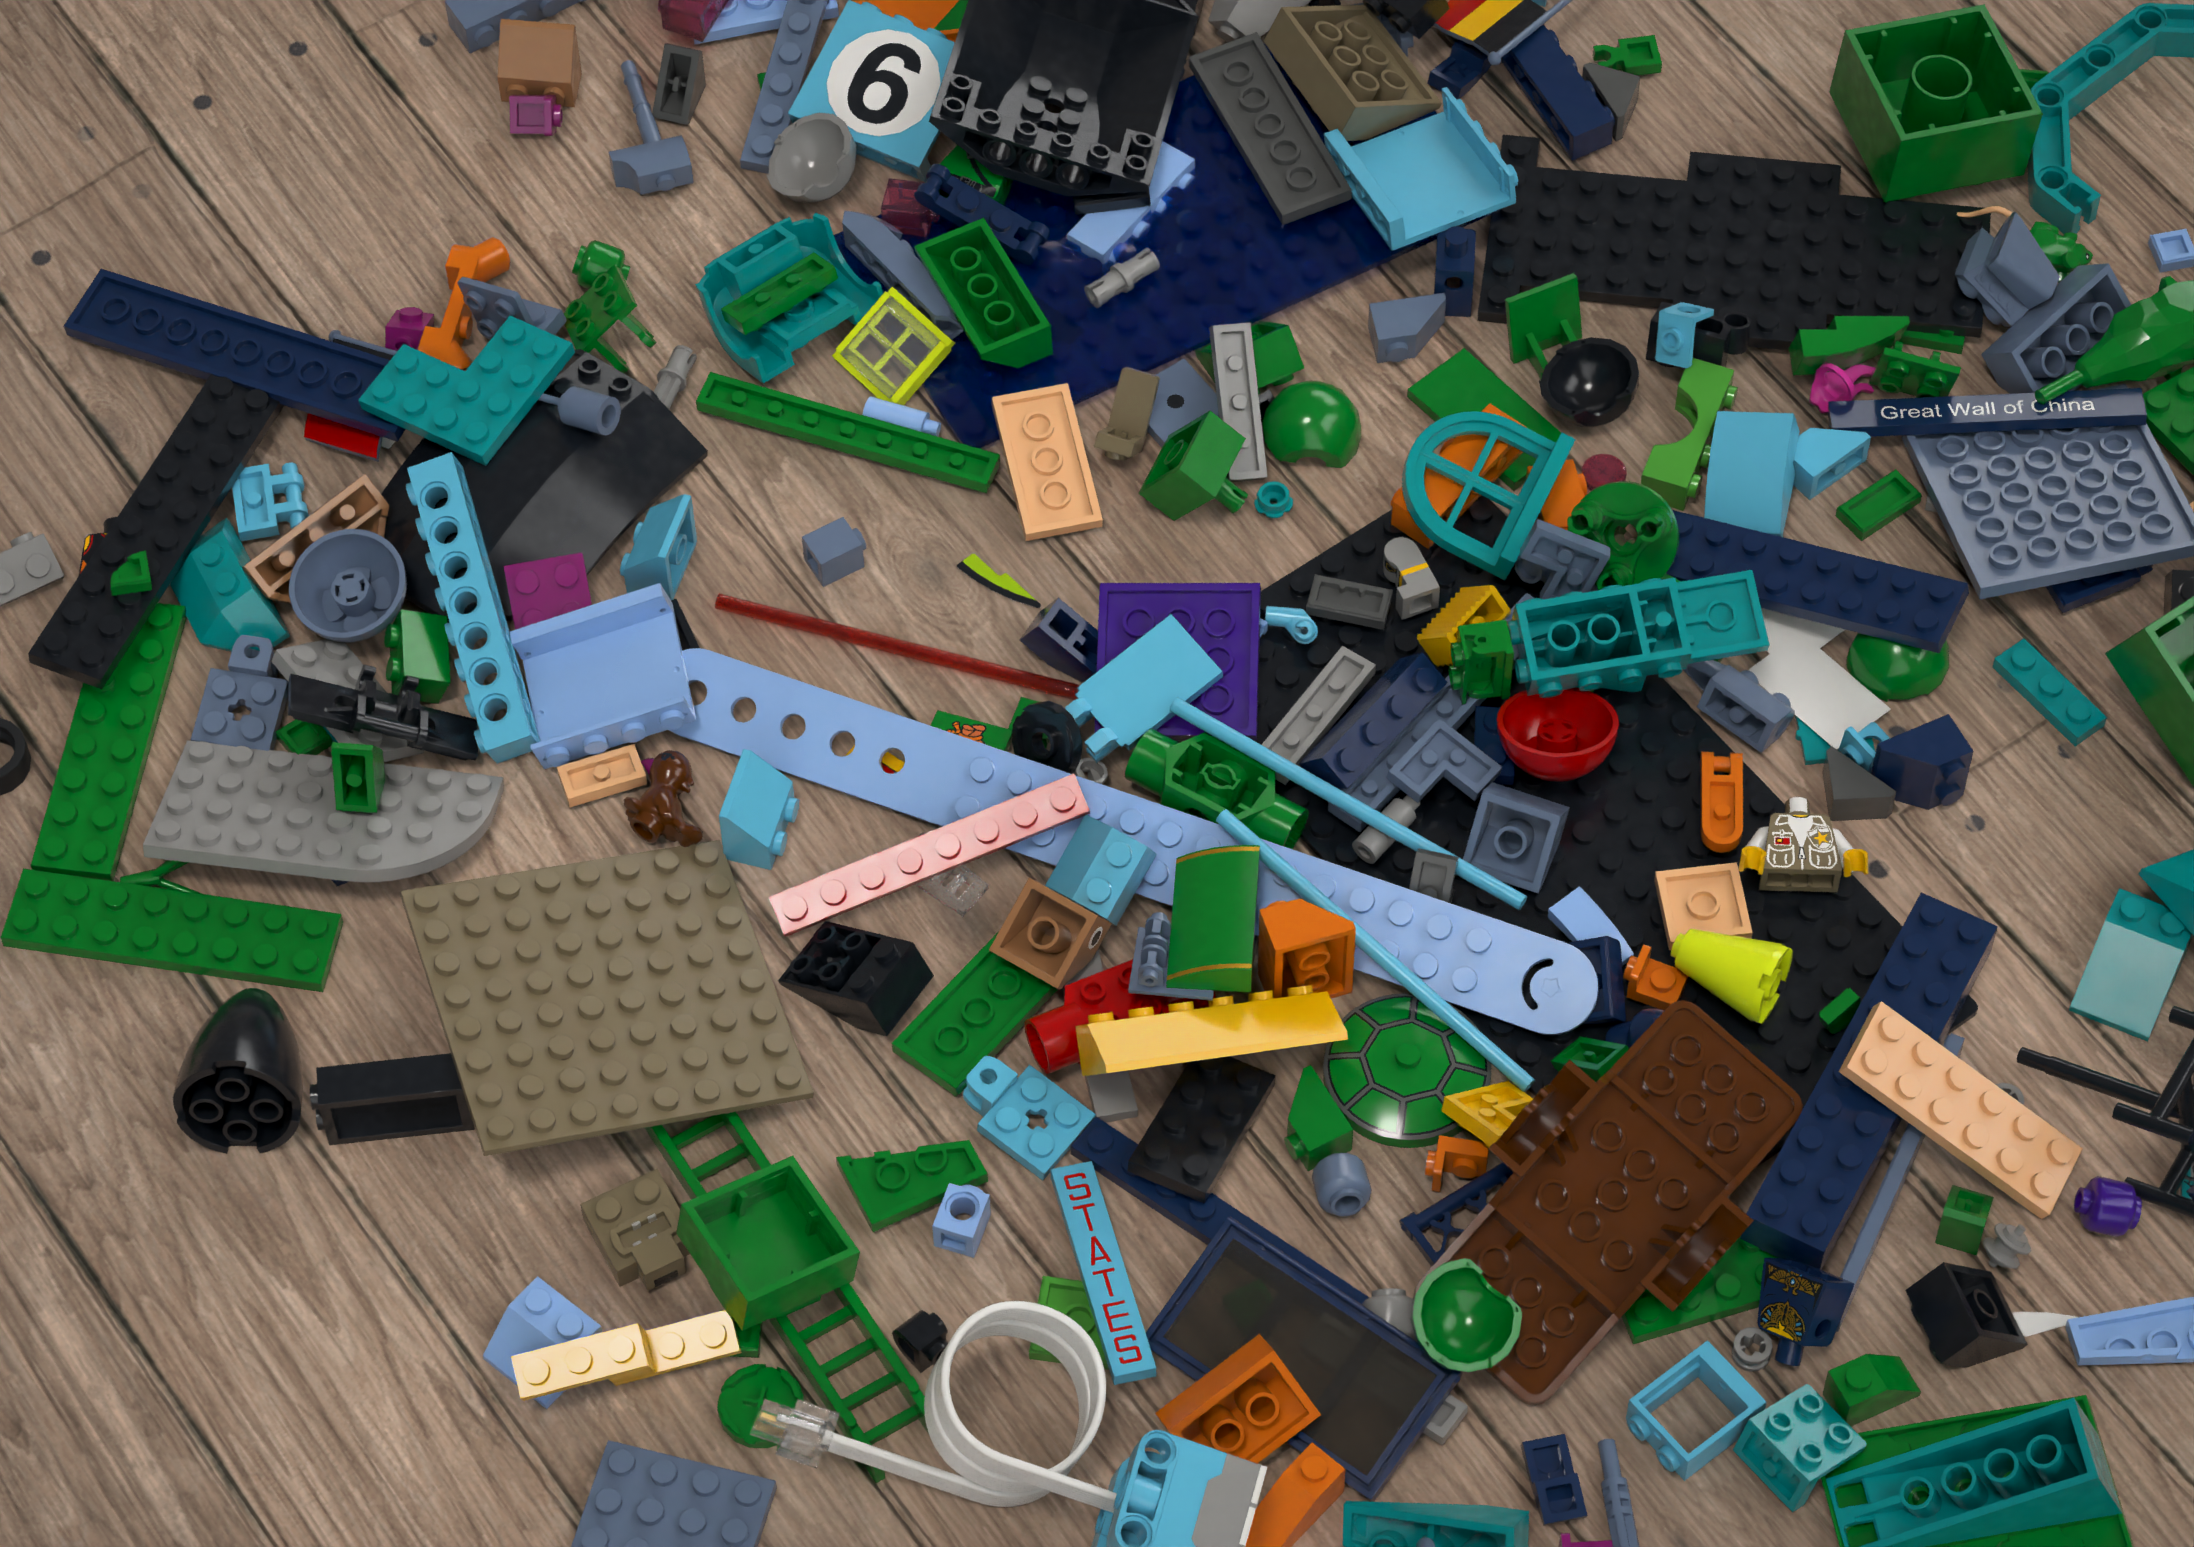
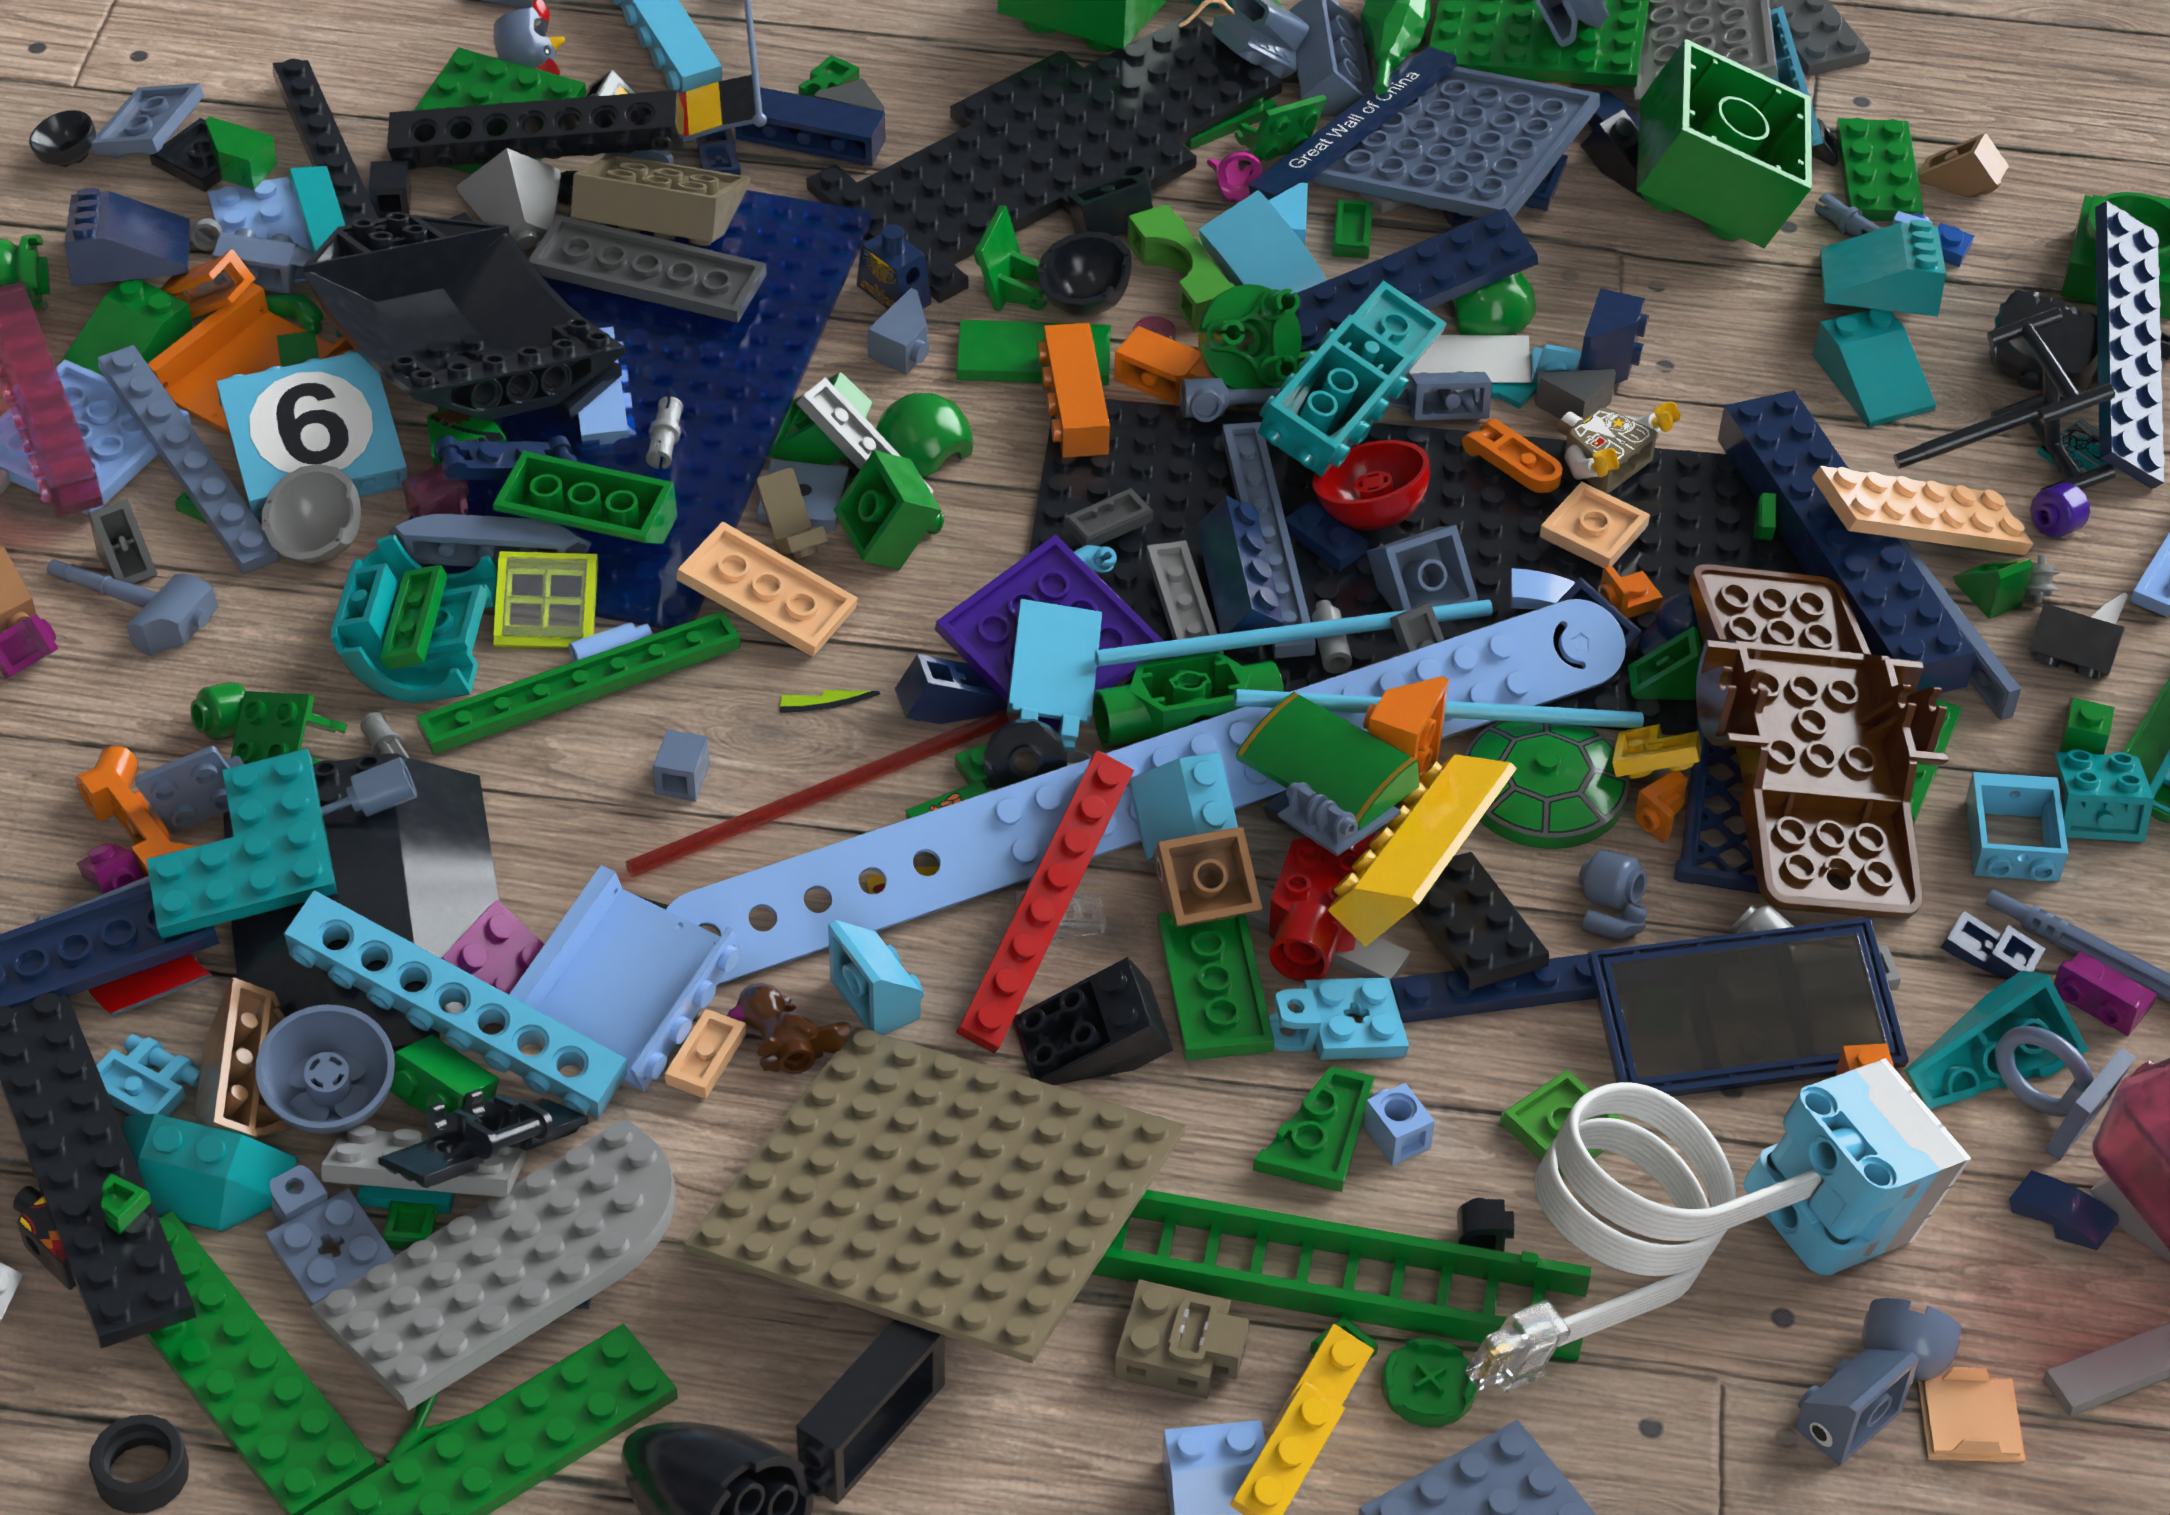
camera: 50 degrees left, 10 degrees down
(357, 776) = (531, 1191): green slope -> none
(661, 547) = (545, 856): medium azure slope -> none
(767, 1243) = (1320, 1242): green container -> none
(1103, 1273) = (1517, 1061): medium azure tile -> none
(1242, 1405) = (1758, 1069): orange slope -> none
(1273, 492) = (958, 501): teal plate -> none
(1314, 1225) = (1617, 927): none -> sand blue arm
(1316, 1123) = (1537, 855): green slope -> none
(1413, 578) = (1126, 468): light grey leg -> none
(1425, 175) = (809, 215): medium azure panel -> none
(1443, 754) = (1317, 558): sand blue plate -> none
(1463, 1318) = (1839, 875): green cylinder -> none
(1468, 607) = (1211, 469): yellow brick -> none
(1482, 661) = (1275, 469): green hinge -> none
(1524, 507) = (1156, 363): teal window -> none
(1572, 558) = (1245, 369): sand blue plate -> none
(1677, 333) = (1111, 202): medium azure bracket -> none
(1735, 969) = (1679, 537): neon yellow cone -> none
(1758, 1359) = (1990, 757): light grey bush -> none
(1800, 1306) = (1994, 705): dark blue torso -> none
(1845, 342) = (1212, 143): green slope -> none
(2049, 692) = (1604, 259): teal plate -> none

